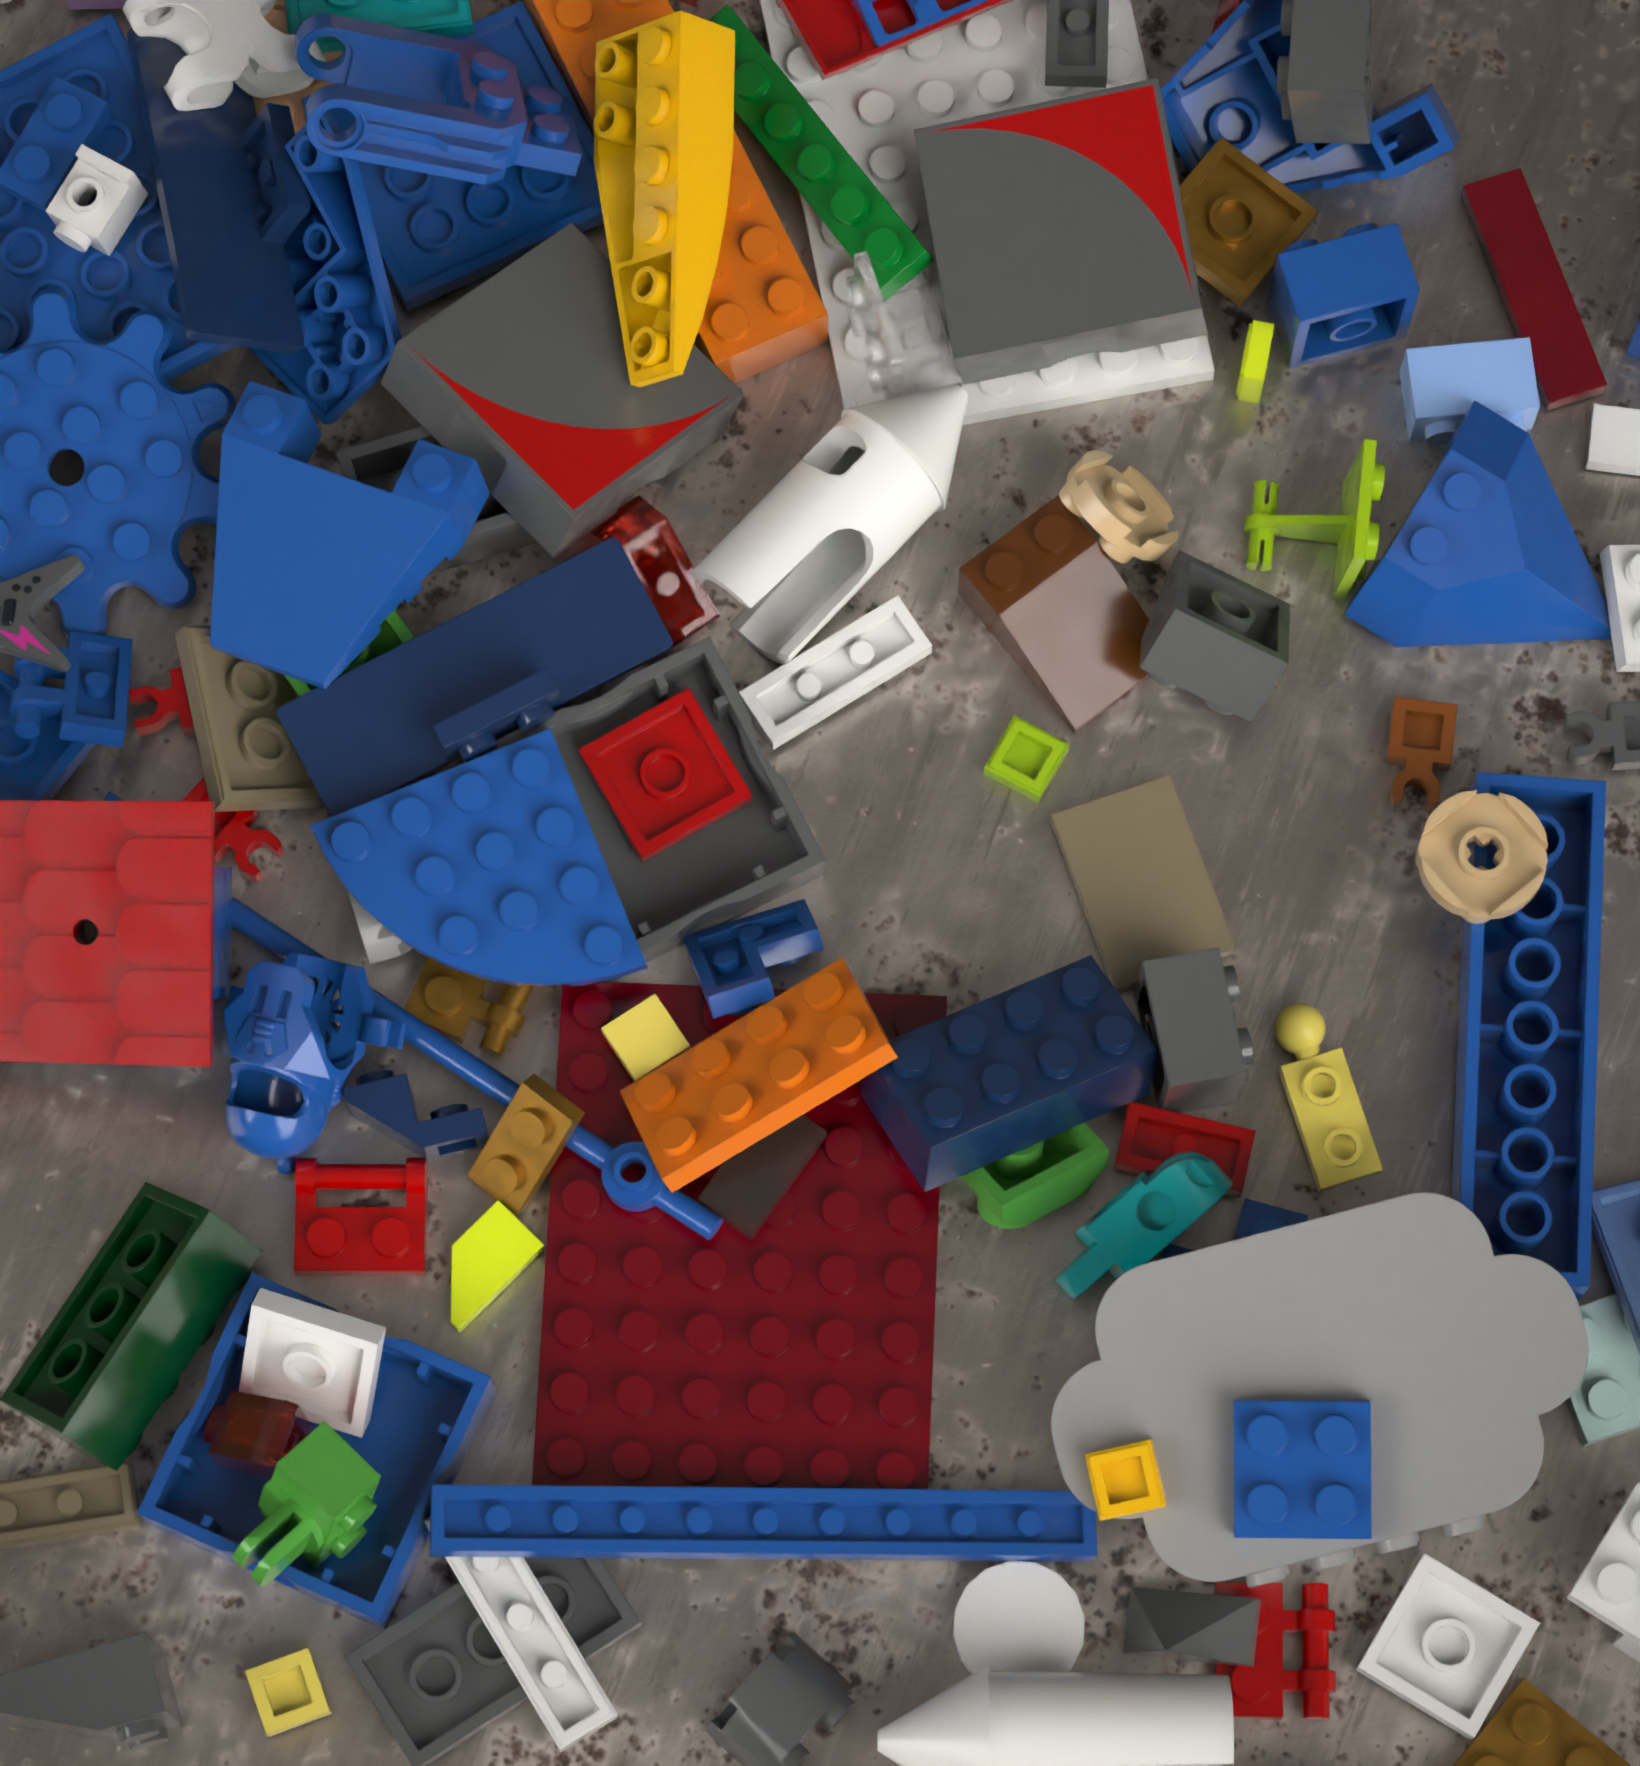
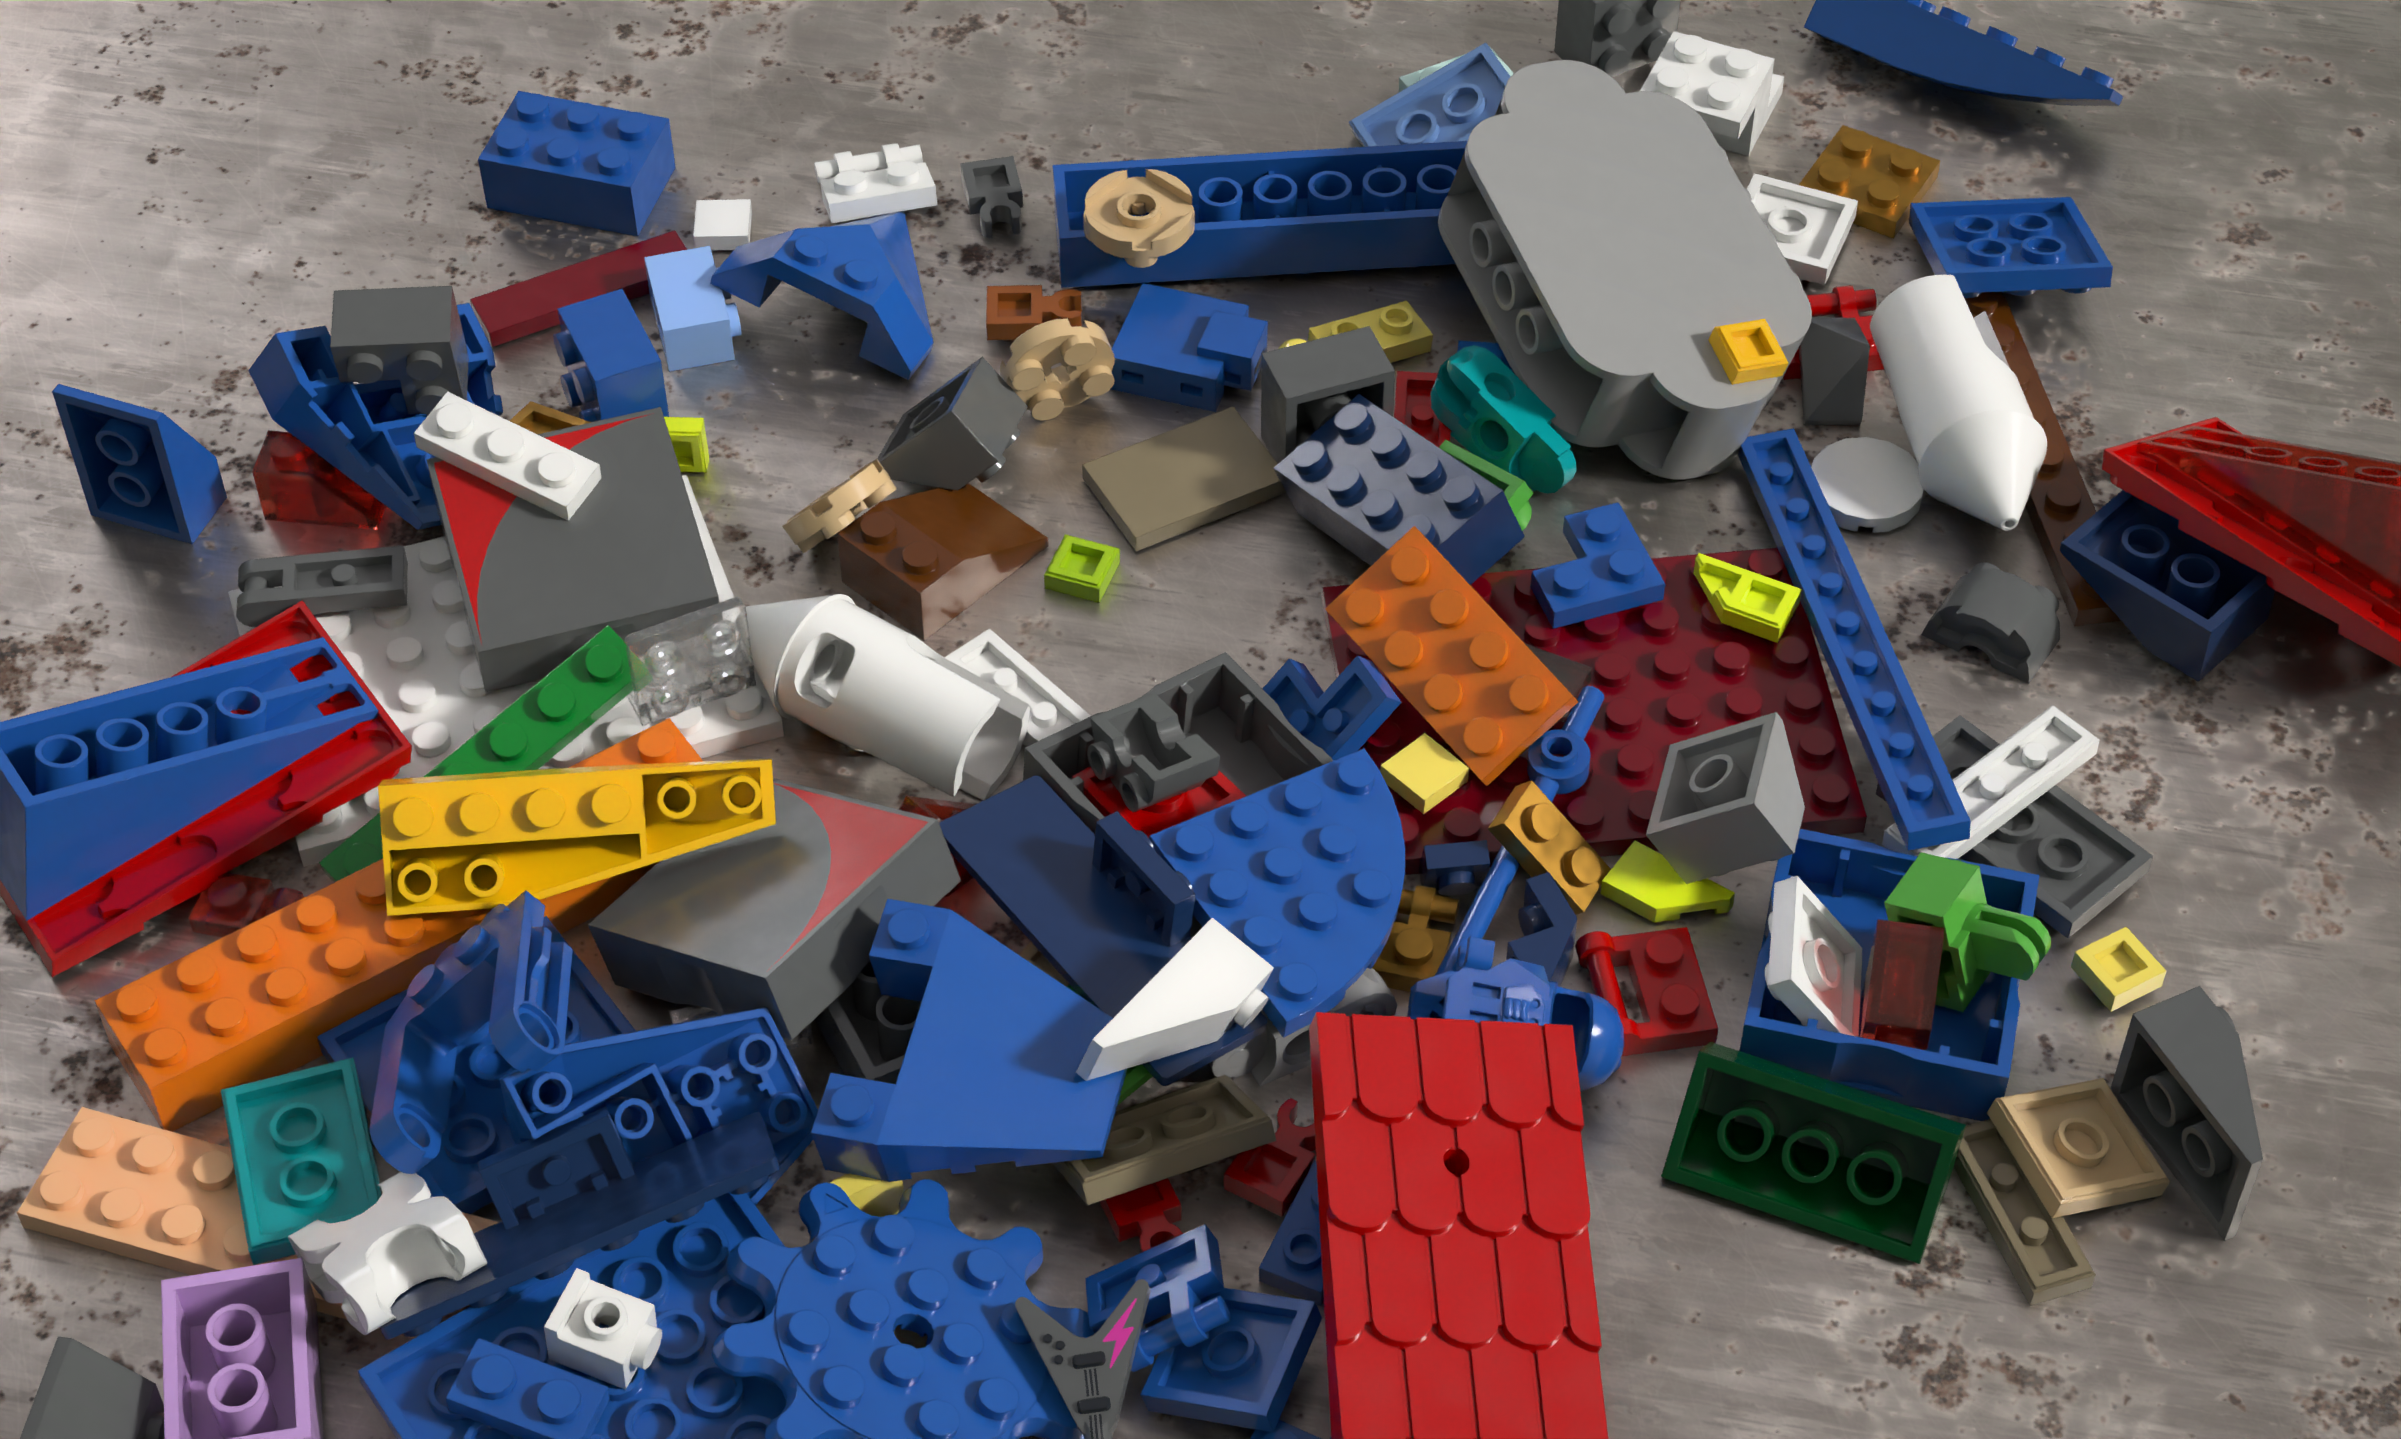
camera: 100 degrees left, 25 degrees down
(82, 1581) = (2078, 1147): none -> tan plate
(329, 728) = (1184, 1004): none -> white slope
(516, 1314) = (1728, 800): none -> light grey slope
(533, 1049) = (1454, 867): none -> dark blue plate
(677, 756) = (1148, 753): none -> dark grey cylinder
(834, 1431) = (1747, 598): none -> neon yellow tile
(890, 1294) = (1607, 576): none -> blue plate
(1143, 152) = (508, 456): none -> white plate
(1288, 754) = (1083, 372): none -> tan plate
(1302, 1469) = (1709, 234): blue plate -> none
(1336, 910) = (1187, 348): none -> blue piece
(1351, 530) = (831, 352): lime plate -> none

